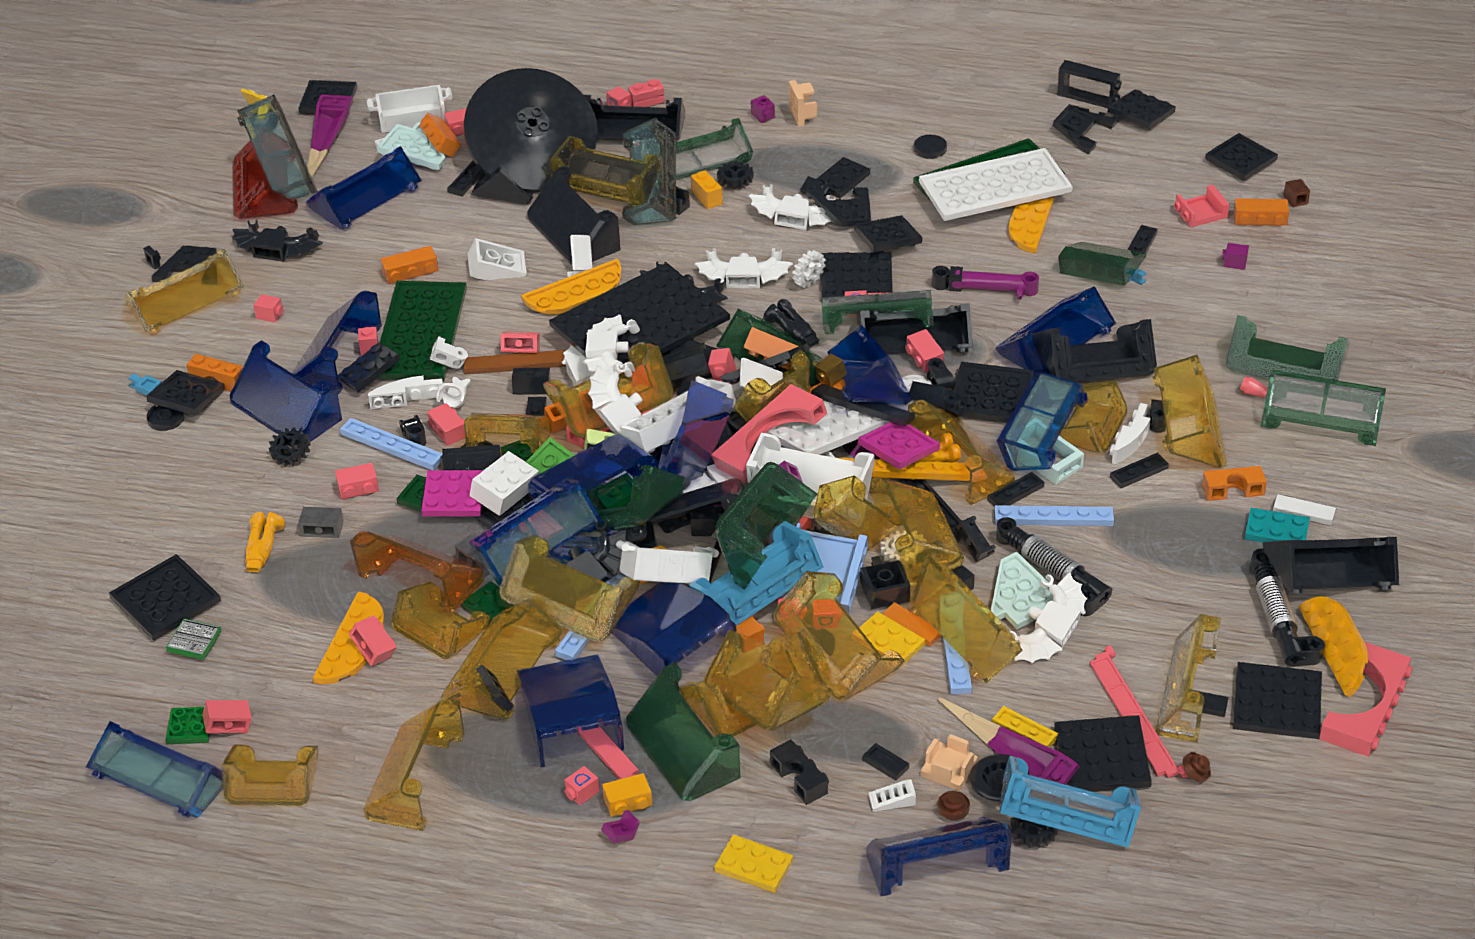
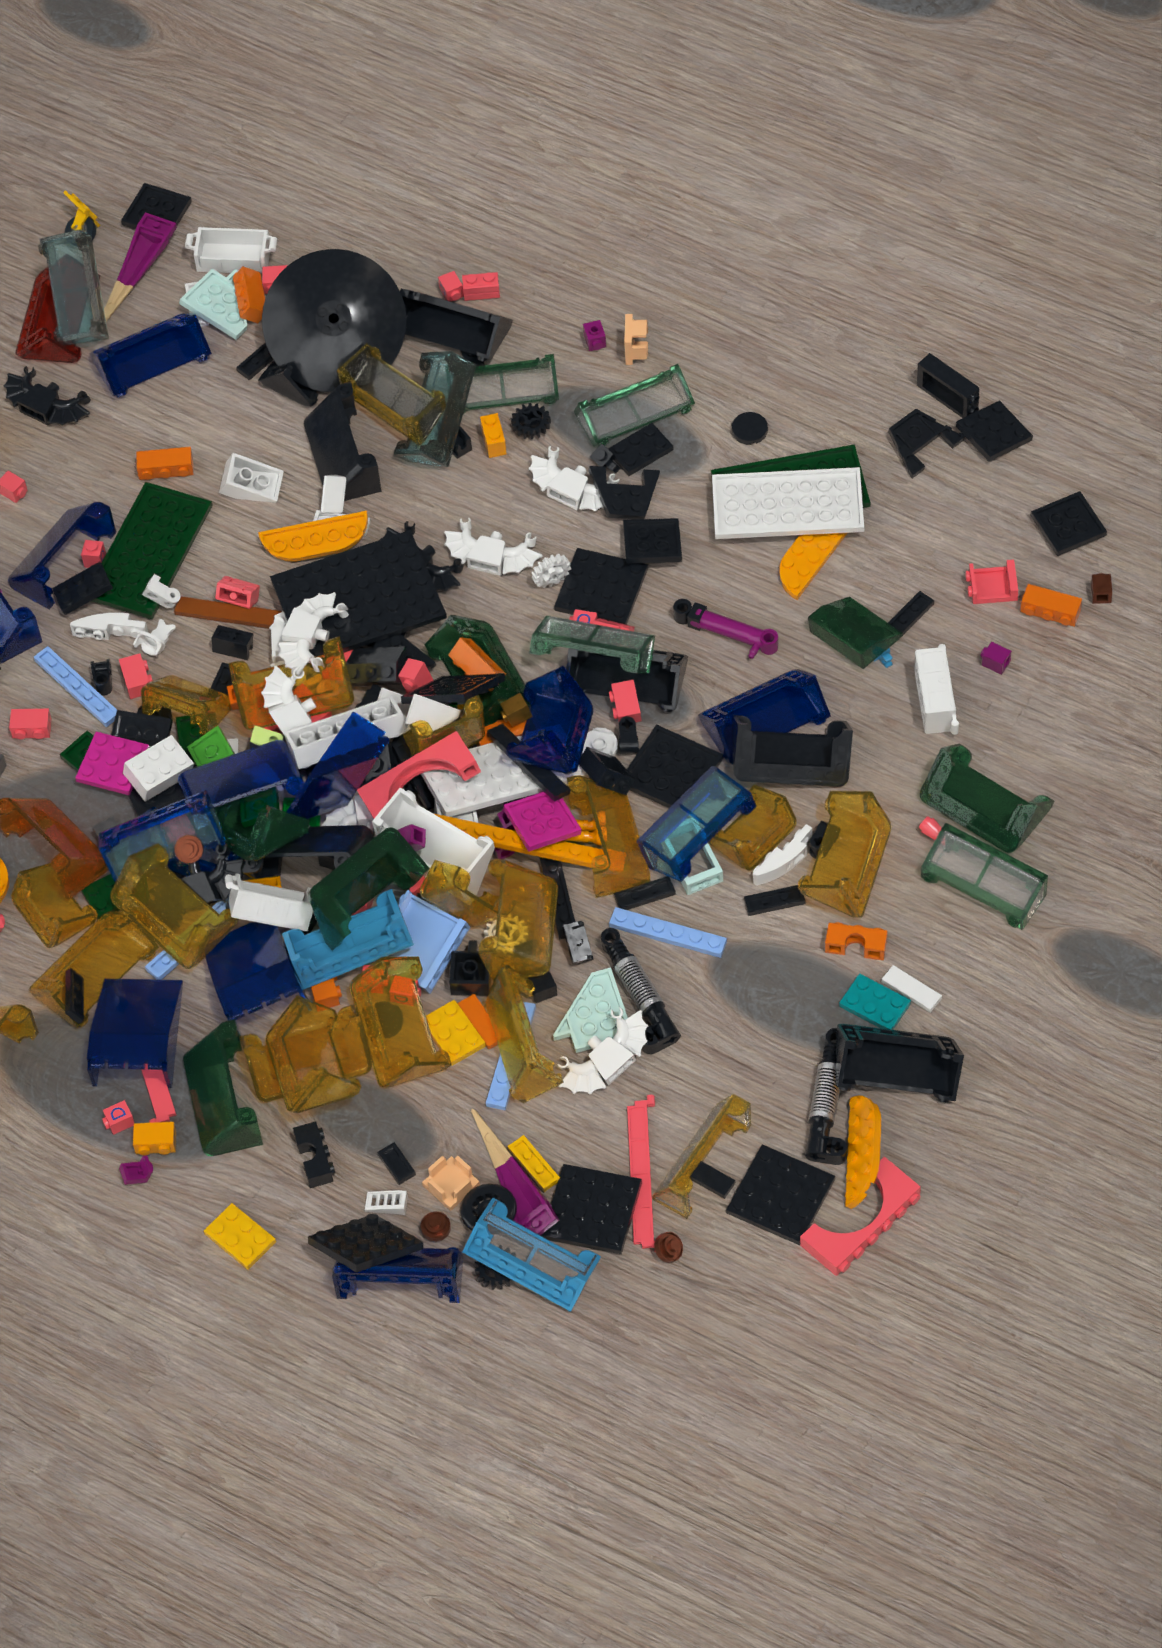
camera: 20 degrees right, 15 degrees up
(566, 534) = (189, 849): none -> copper plate
(796, 328) = (515, 643): black piece -> none
(823, 147) = (635, 406): none -> clear windscreen
(897, 826) = (365, 1242): none -> black plate
(1200, 286) = (935, 691): none -> white container

